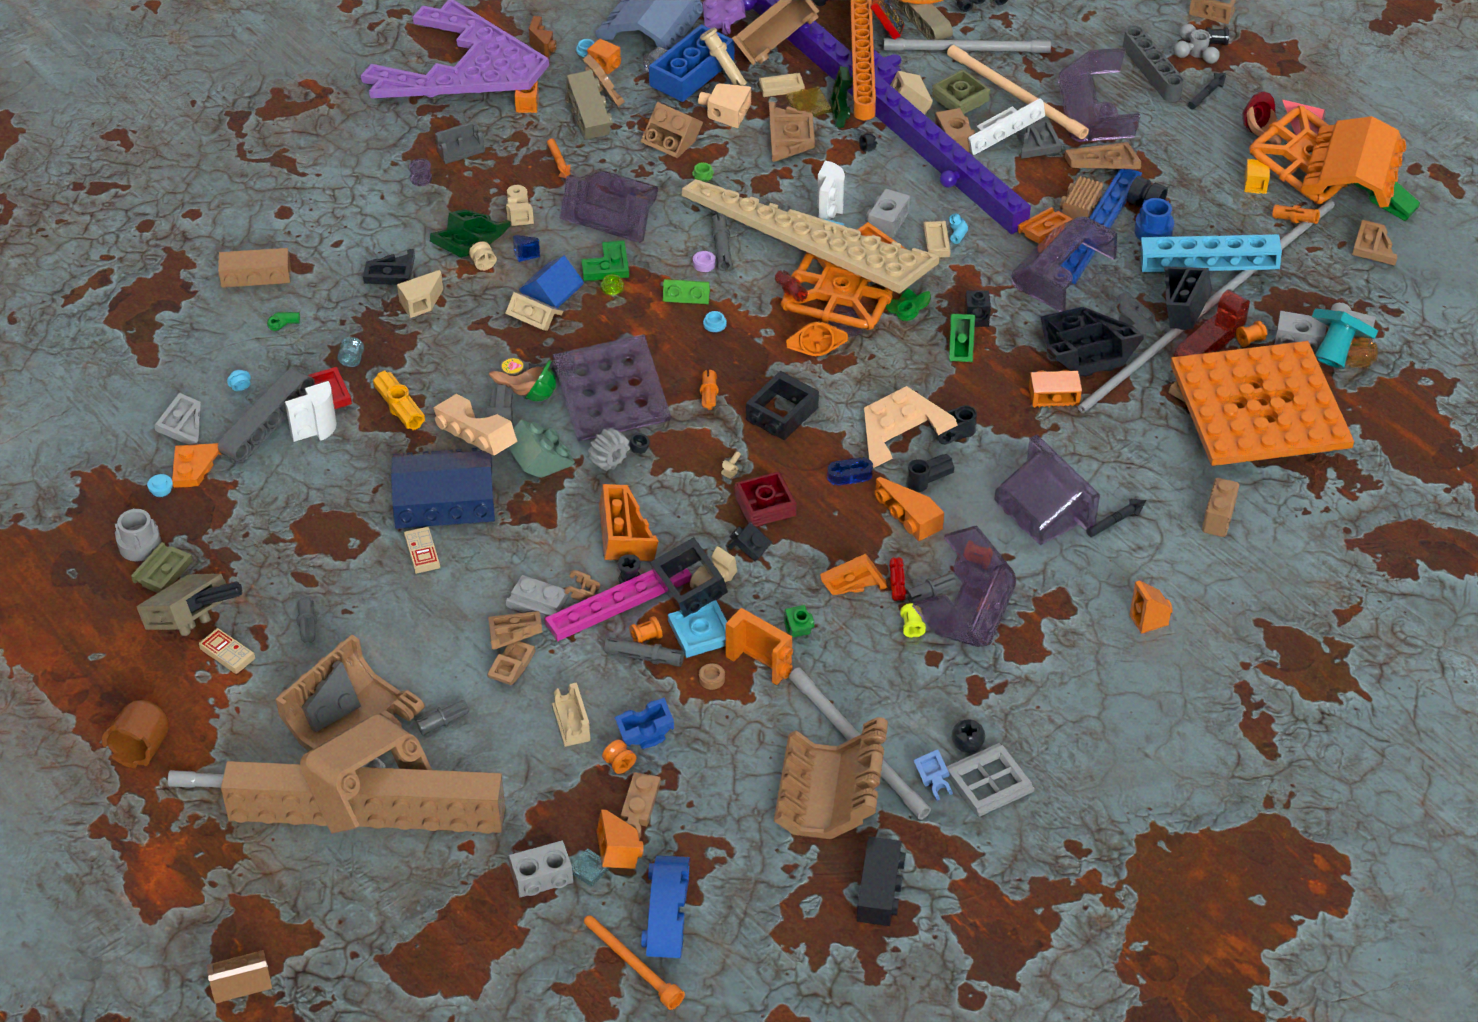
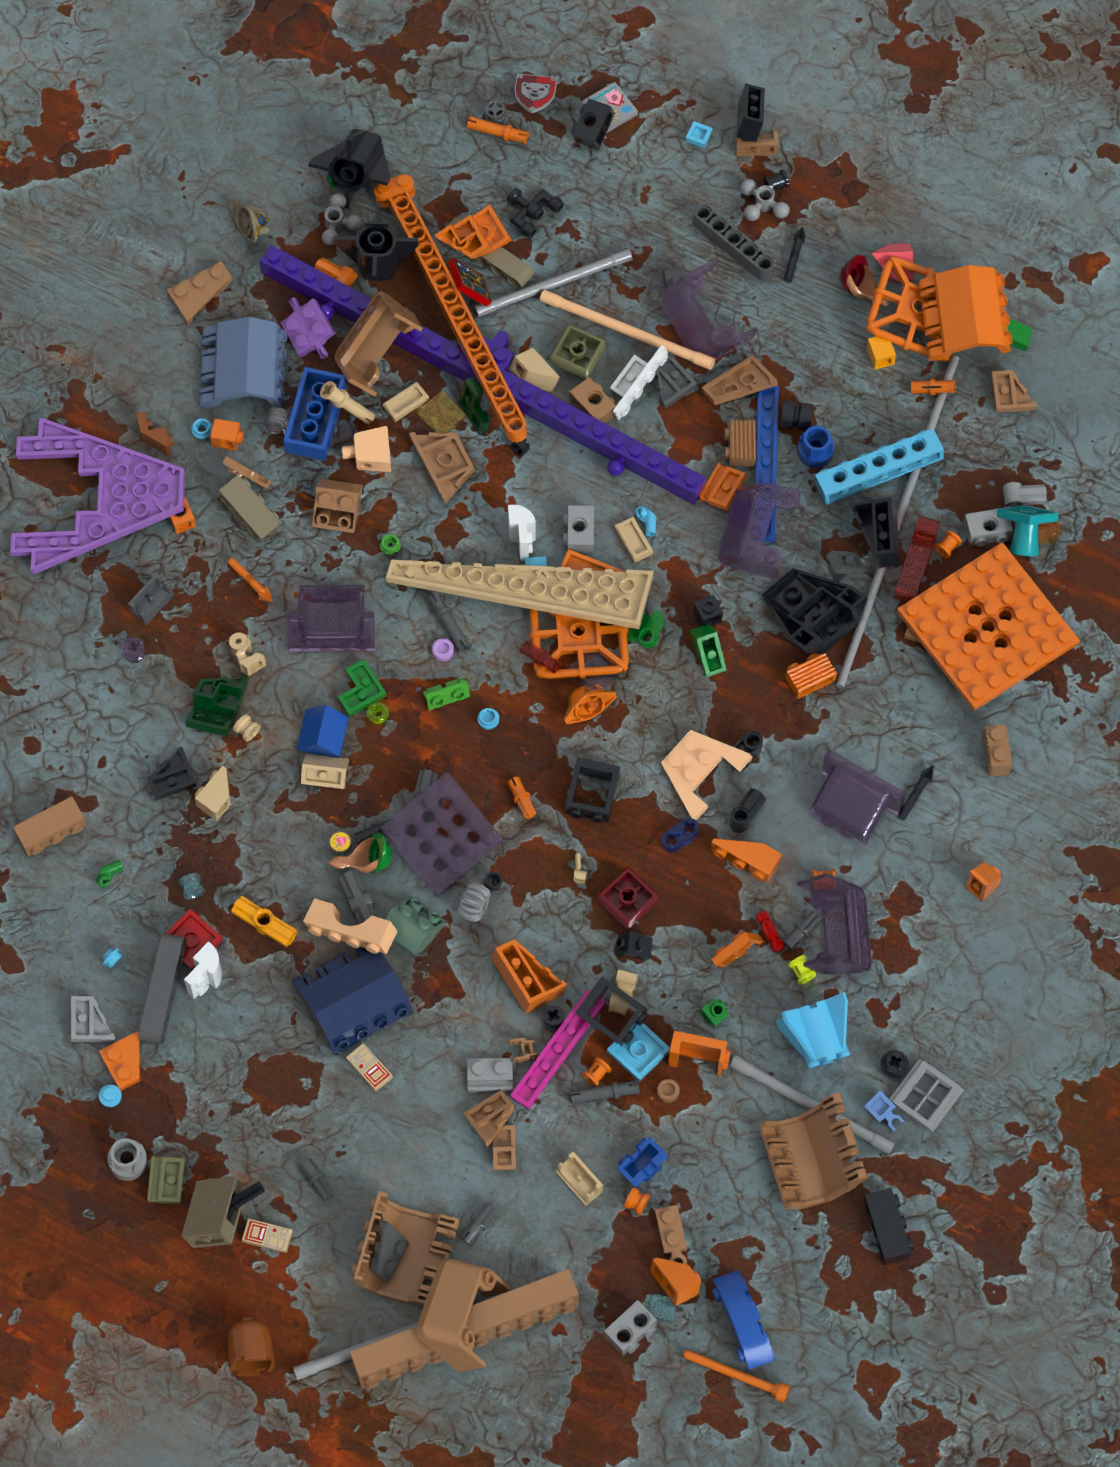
camera: 25 degrees left, 20 degrees up
(526, 247) = (279, 702): clear blue slope -> none
(898, 666) = (818, 1030): none -> medium azure brick

